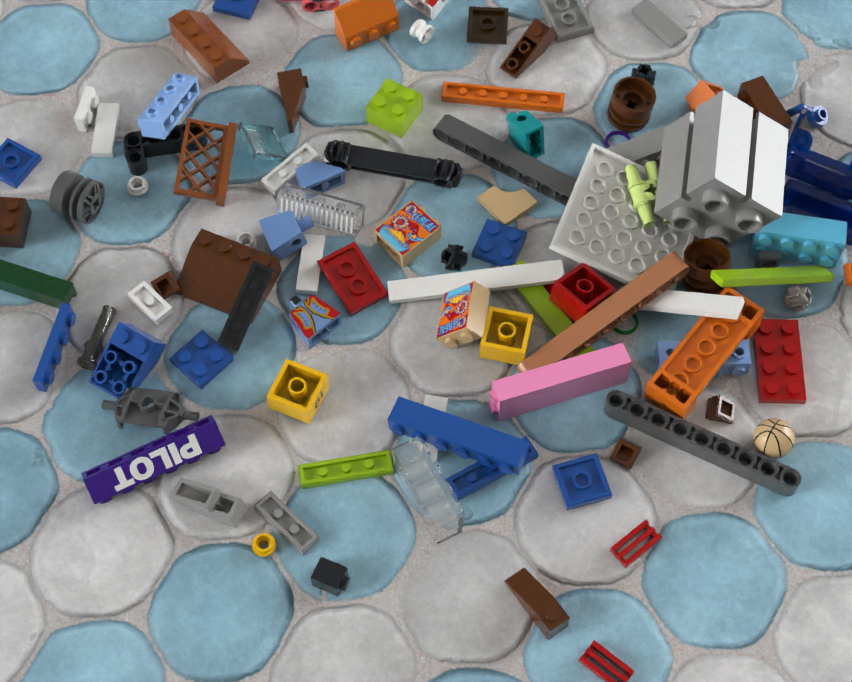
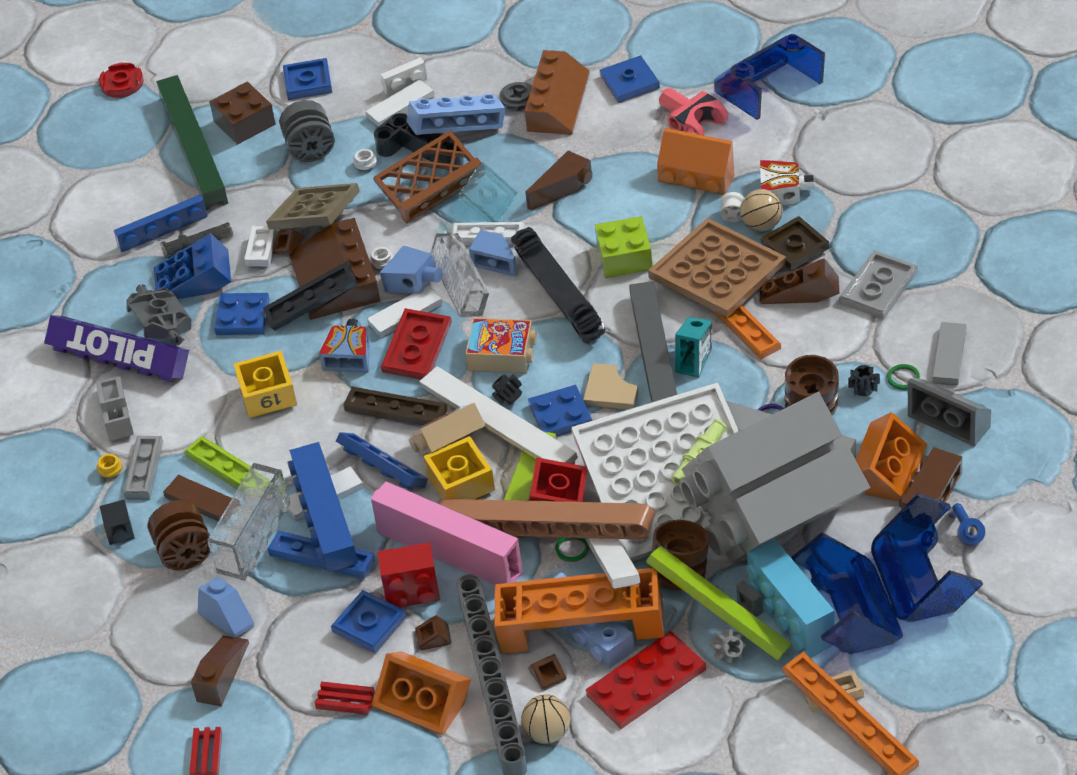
camera: 55 degrees right, 15 degrees down
(157, 244) = (313, 206): none -> dark tan plate
(177, 58) = (520, 89): none -> dark grey gear
(359, 506) = (207, 500): none -> reddish brown tile
(394, 543) = (179, 535): none -> reddish brown wheel
(398, 331) = (393, 406): none -> dark brown plate
(447, 19) = (761, 210): none -> tan piece
(449, 371) = (376, 457): none -> blue plate
(468, 75) = (717, 267): none -> medium nougat plate
(487, 562) = (224, 607): none -> medium blue slope
(576, 428) = (409, 575): none -> red brick
(653, 49) = (901, 366): none -> green piece
(677, 493) = (420, 691): none -> orange slope
(714, 56) = (947, 411): none -> dark grey slope

